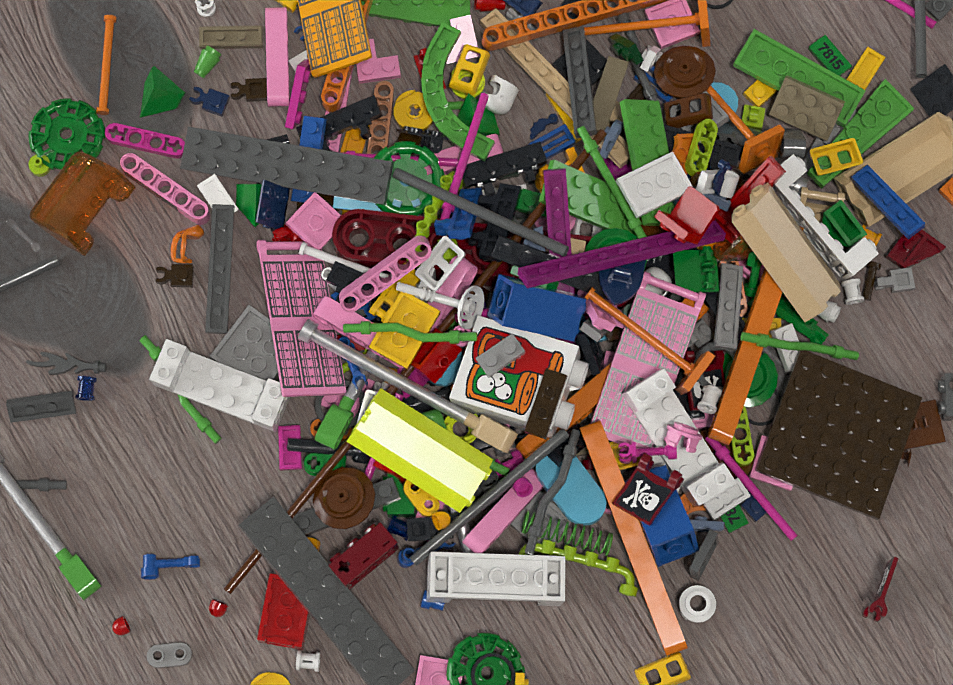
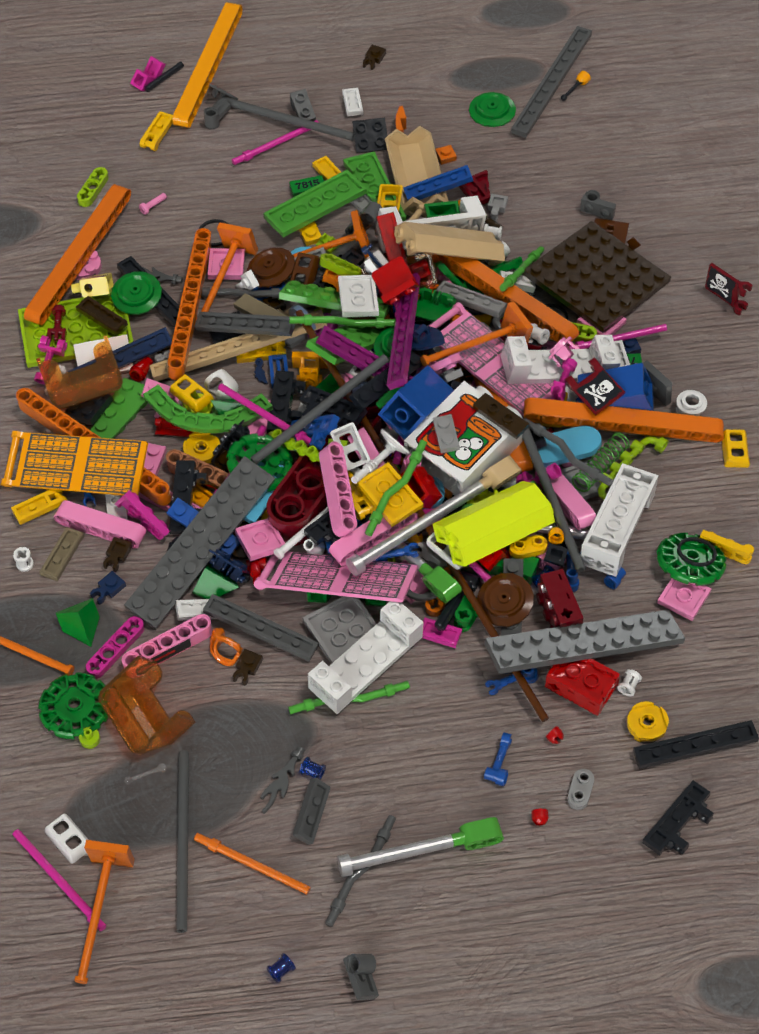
camera: 65 degrees left, 20 degrees down
(207, 61) = (73, 576): bright green cone -> none
(626, 49) = (233, 291): dark green plate -> none
(807, 108) = (338, 203): dark tan plate -> none

